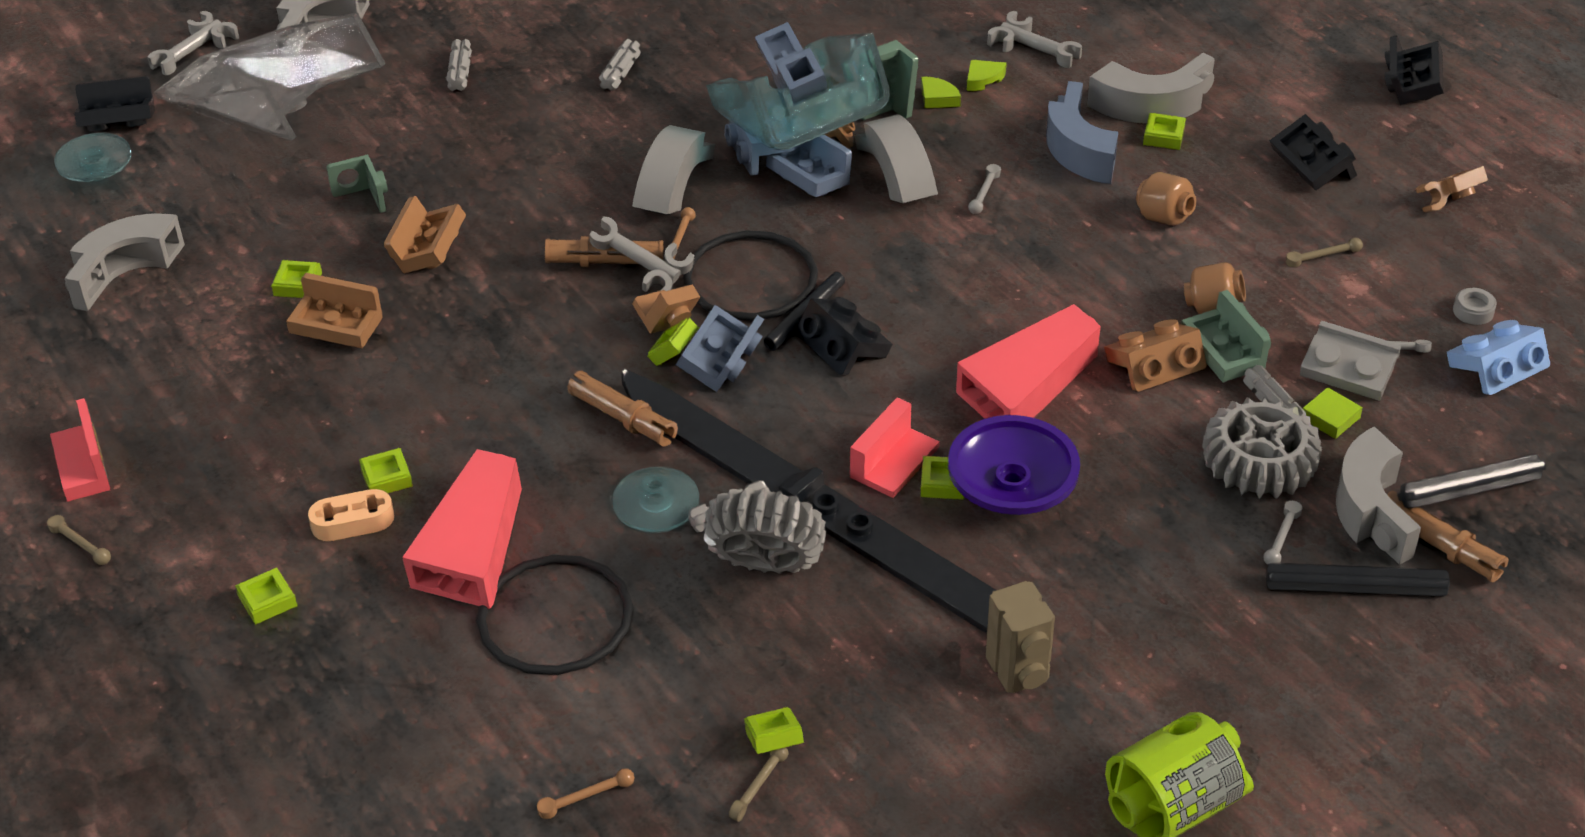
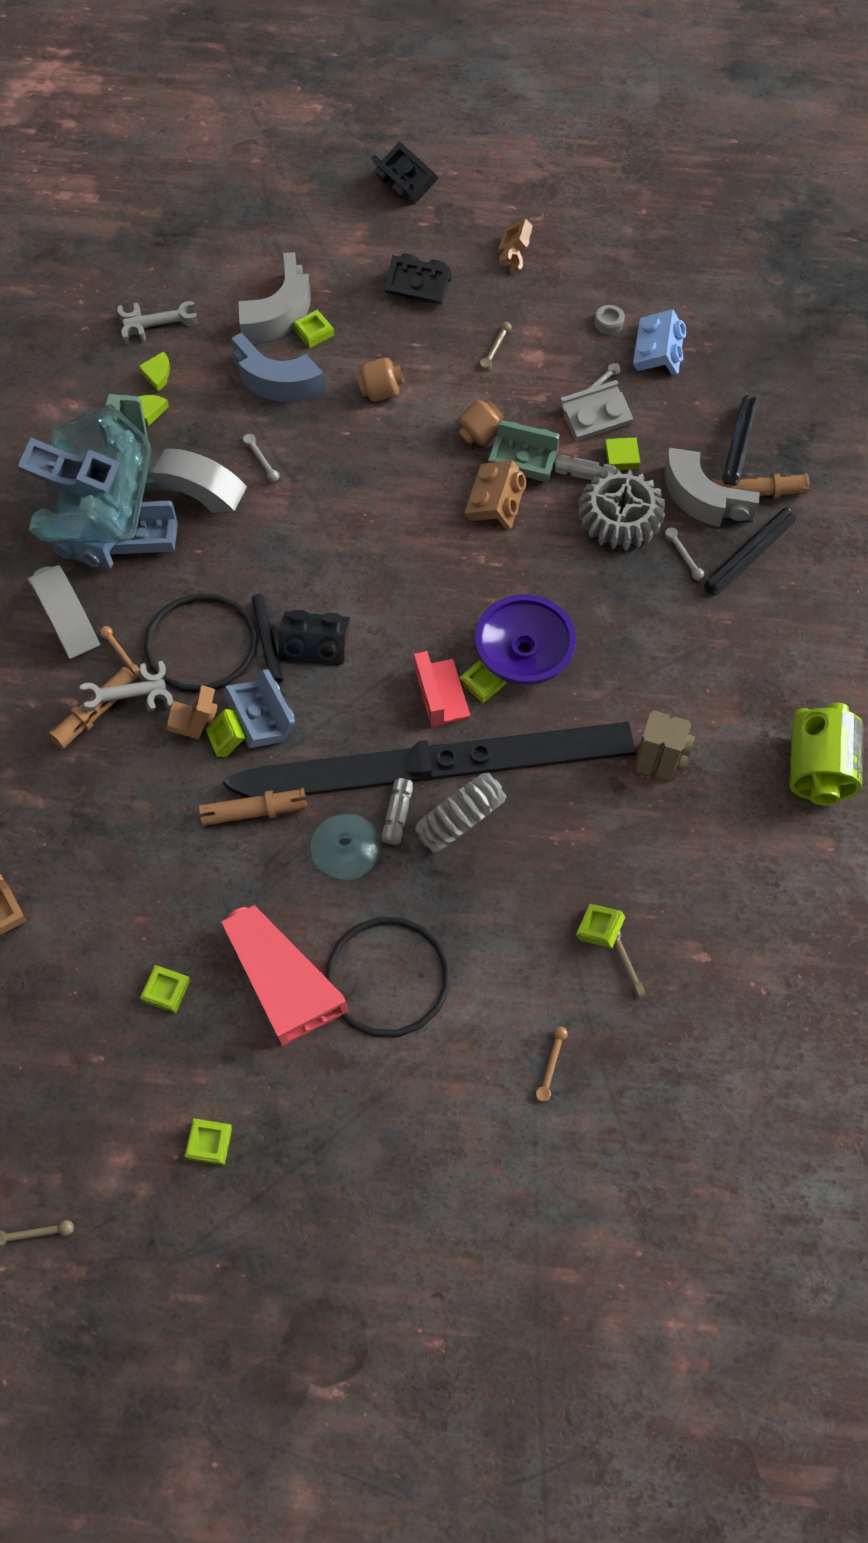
camera: 50 degrees left, 20 degrees up
(351, 515) = (193, 1042): light nougat beam -> none
(1029, 366) = (448, 571): coral slope -> none

